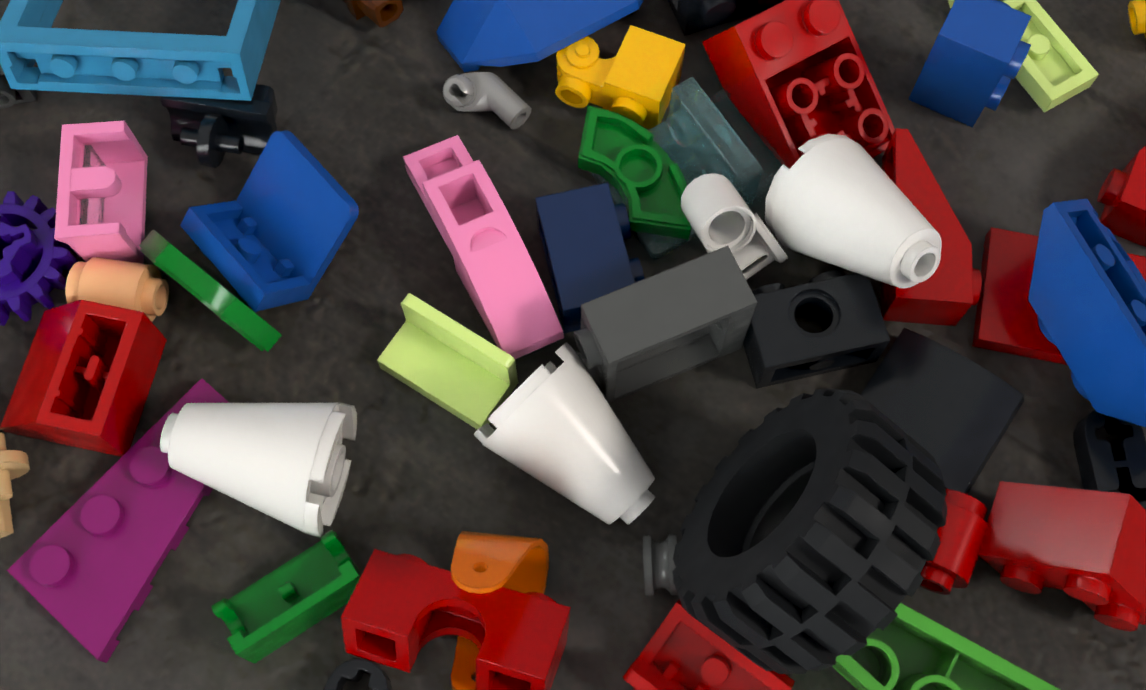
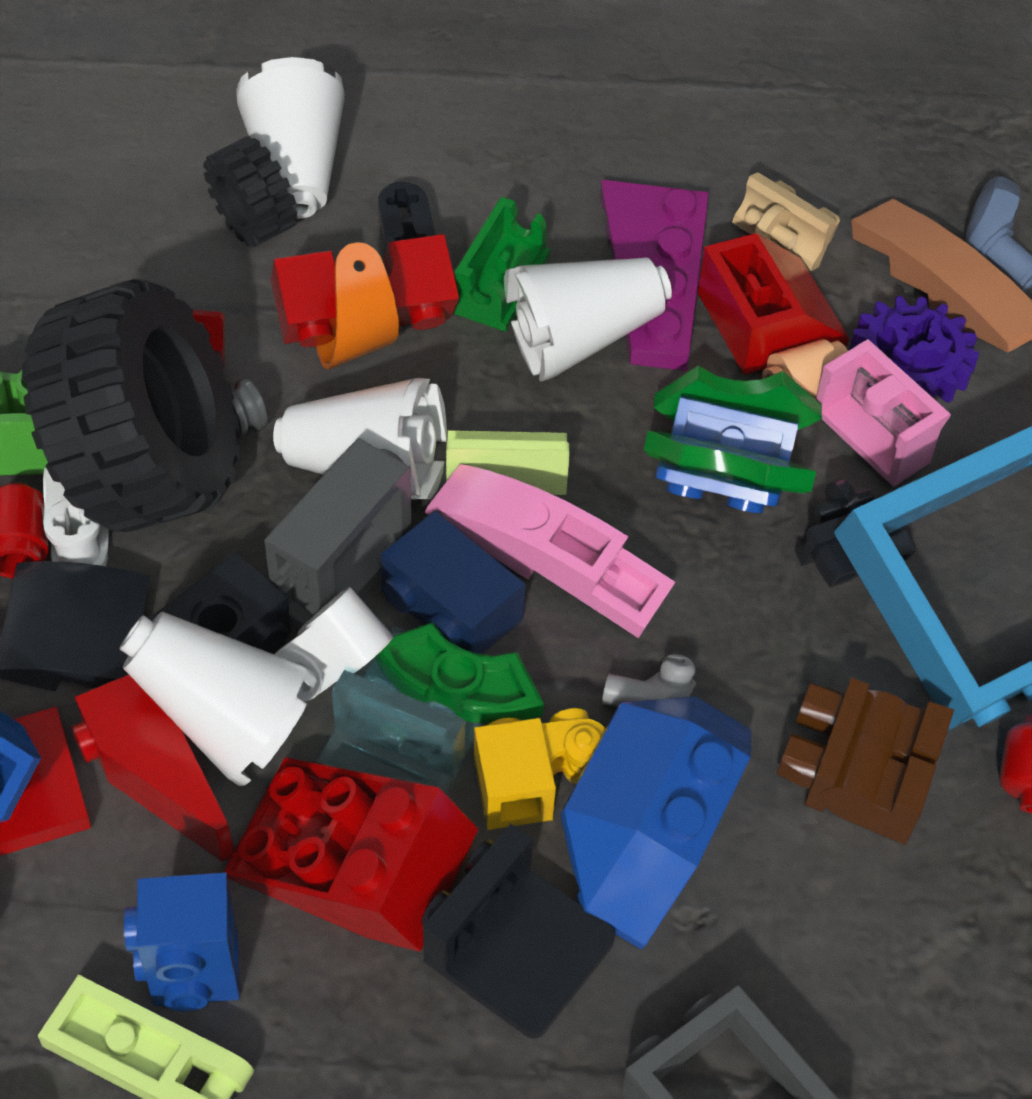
camera: 145 degrees right, 15 degrees down
(274, 215) = (729, 462): none -> green tile

